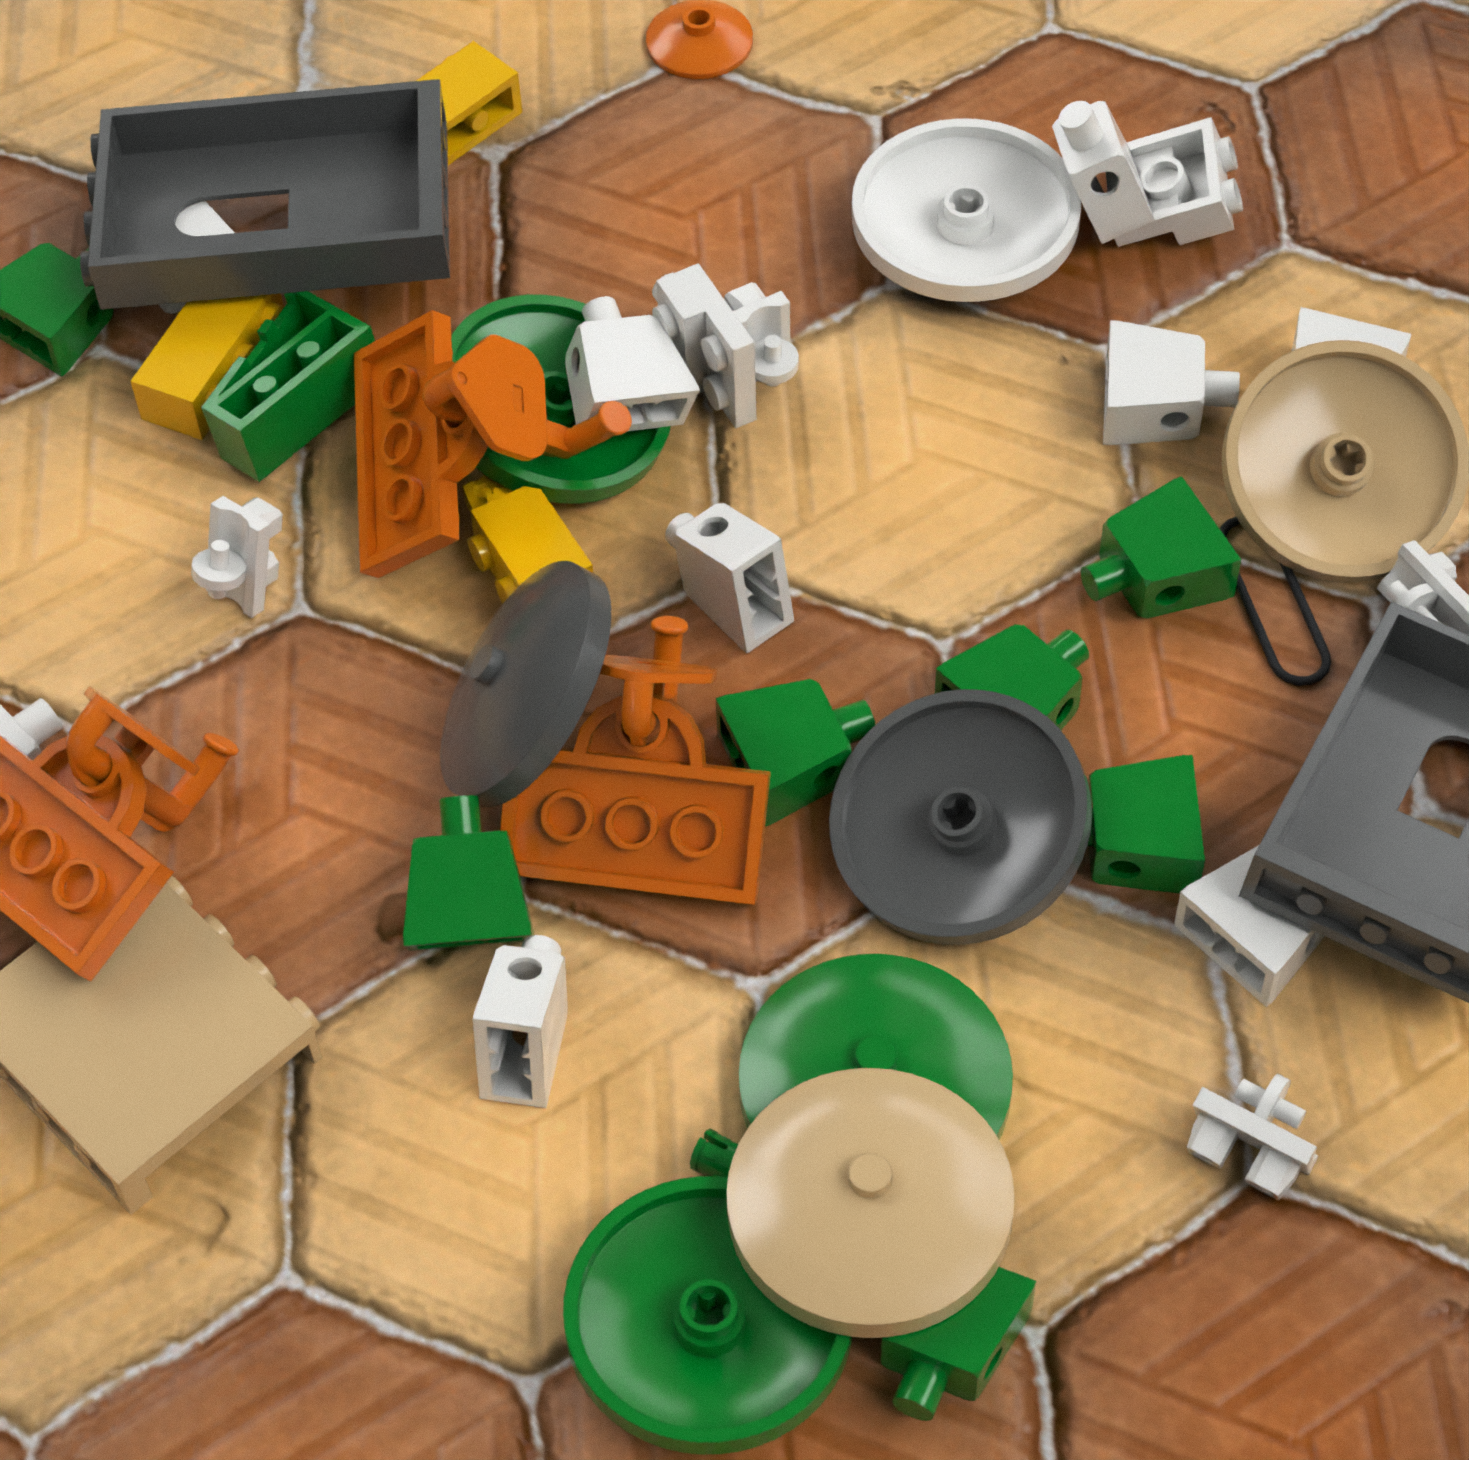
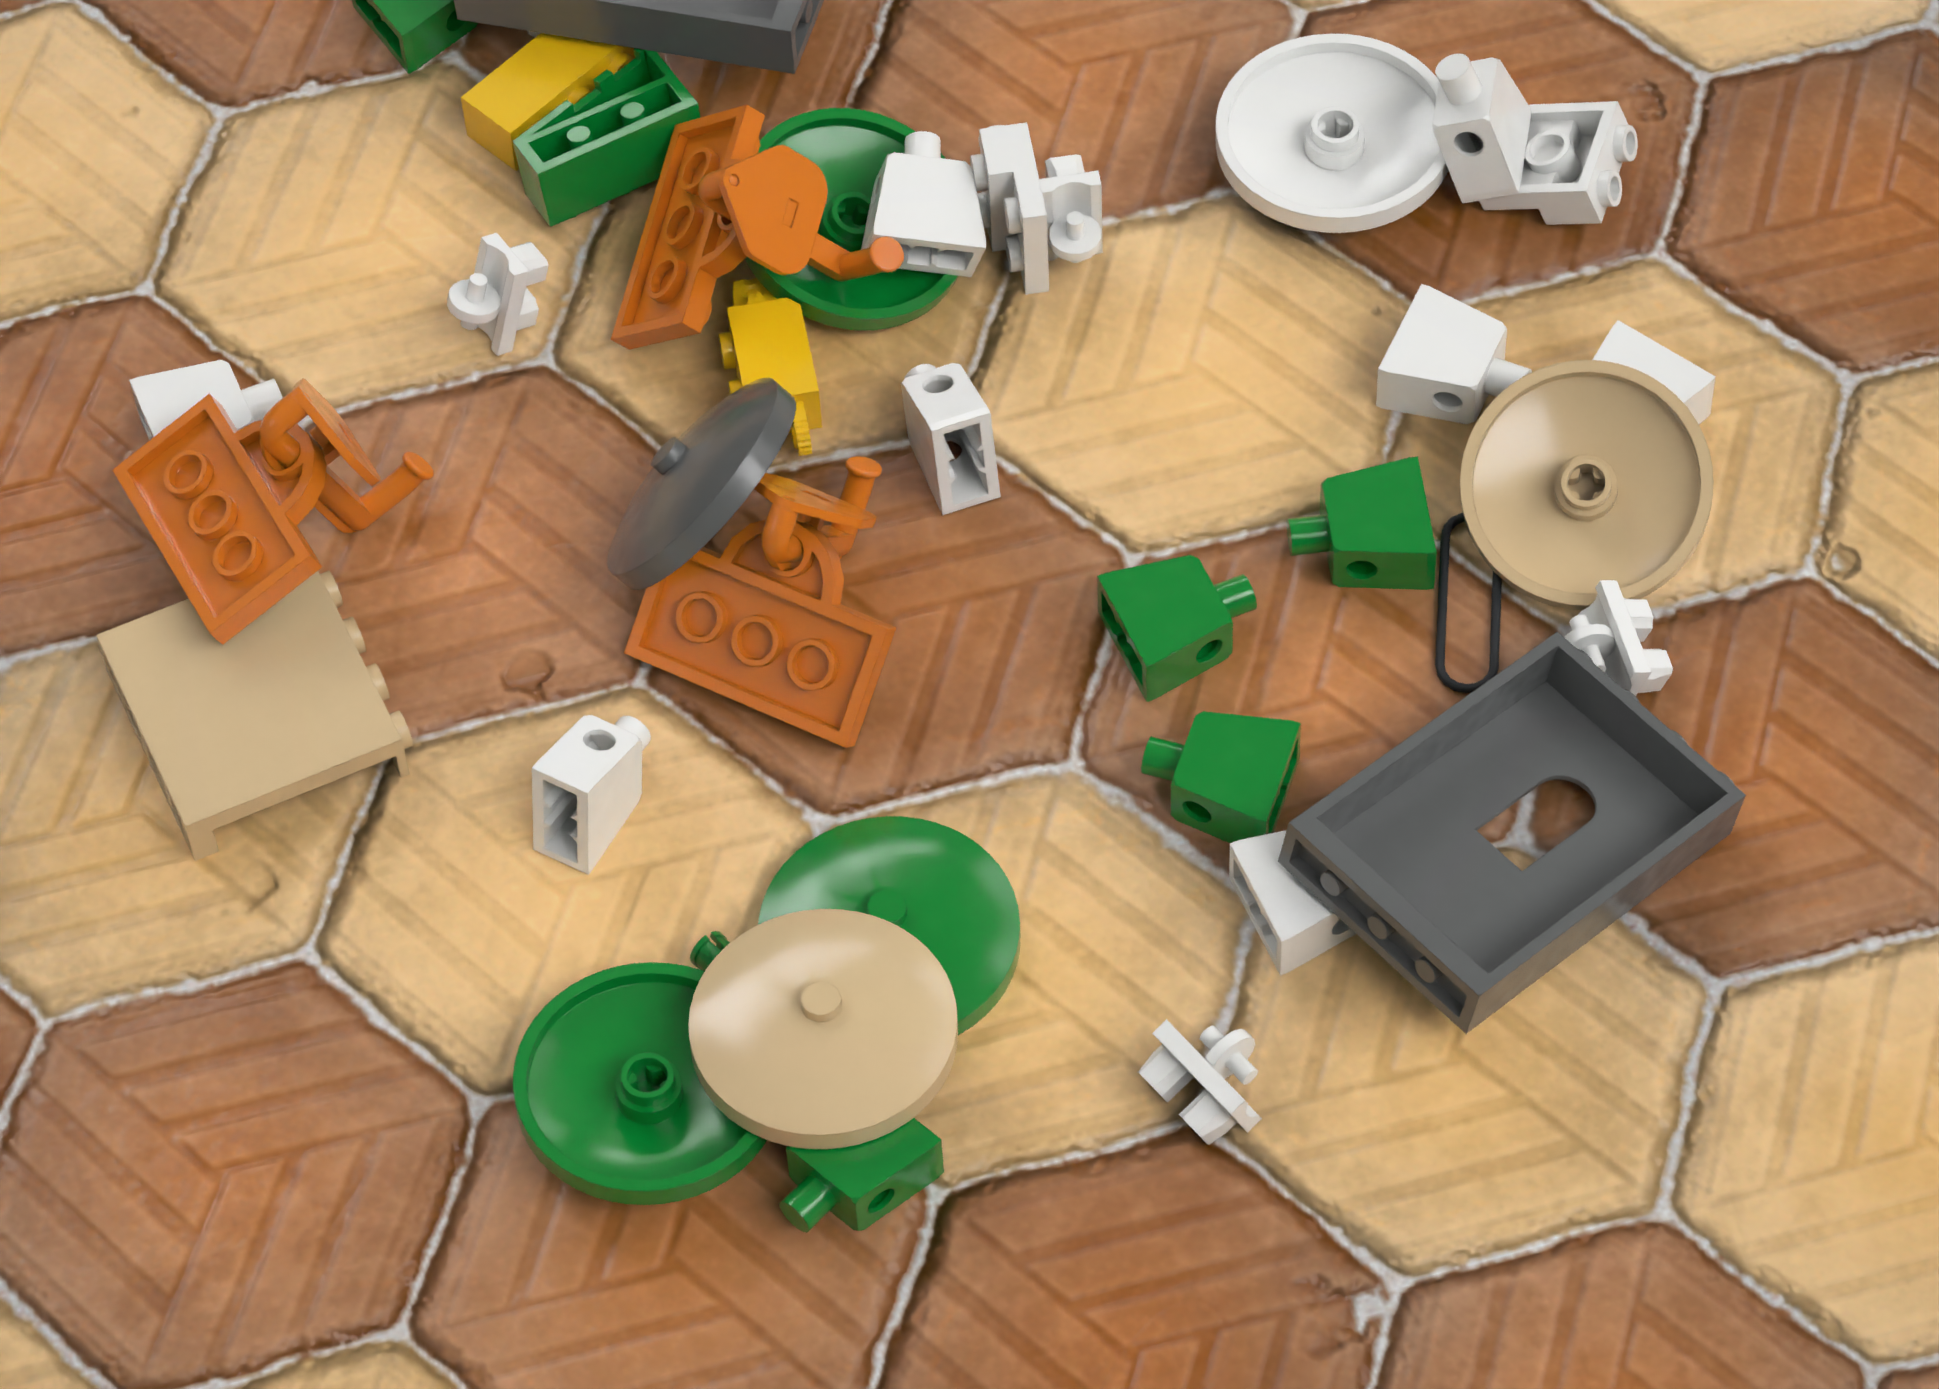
camera: 20 degrees right, 0 degrees up
(464, 884) = (584, 653): green torso -> none
(793, 737) = (940, 610): green torso -> none
(960, 817) = (1060, 719): dark grey dish -> none

